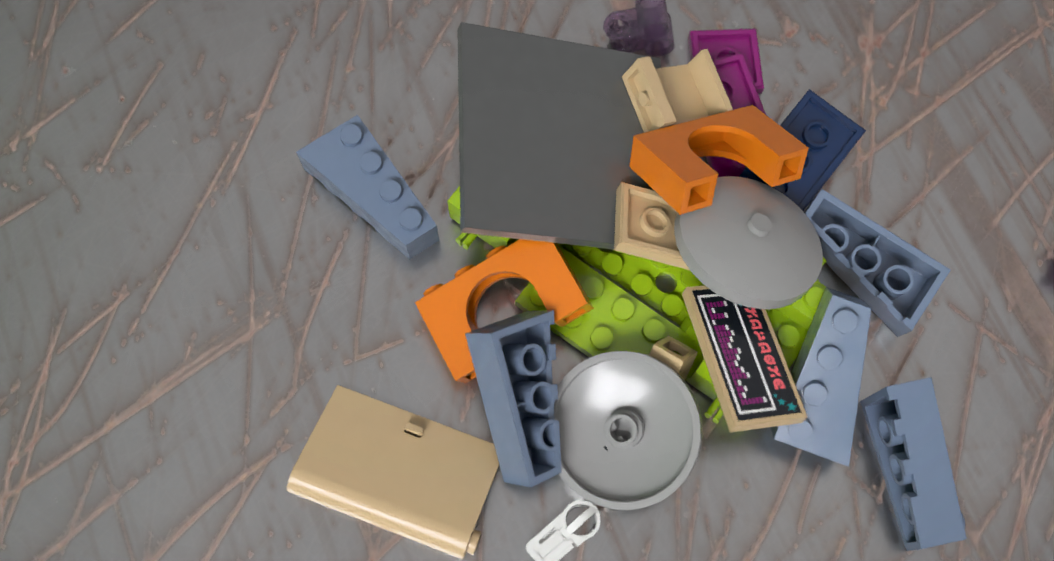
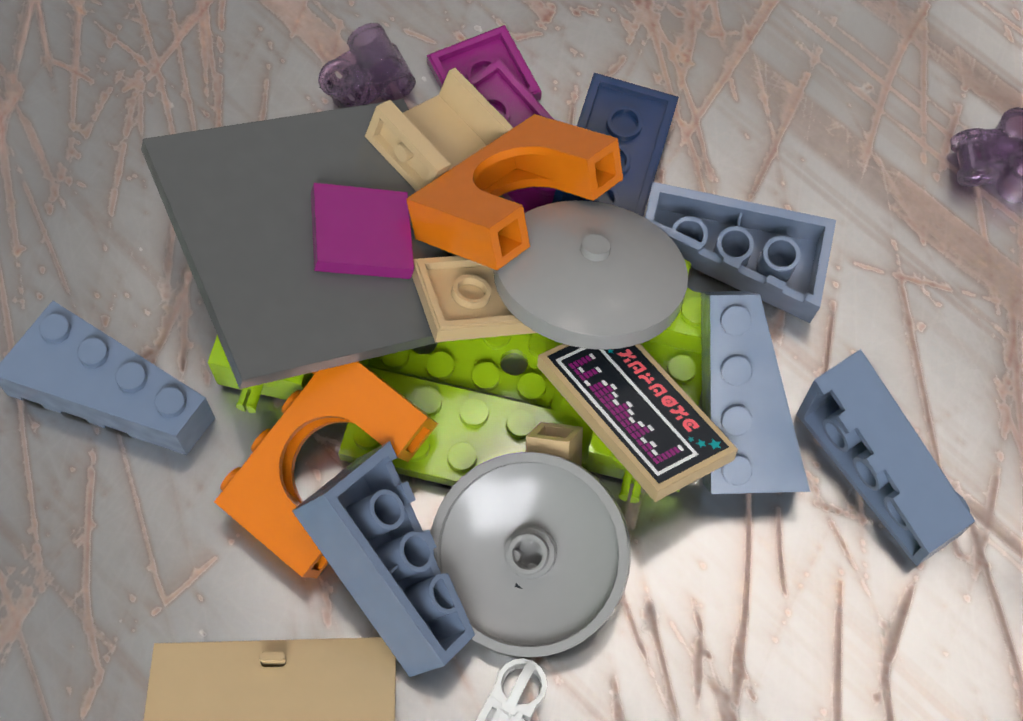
camera: 20 degrees left, 5 degrees down
(592, 147) = (361, 231): none -> magenta tile

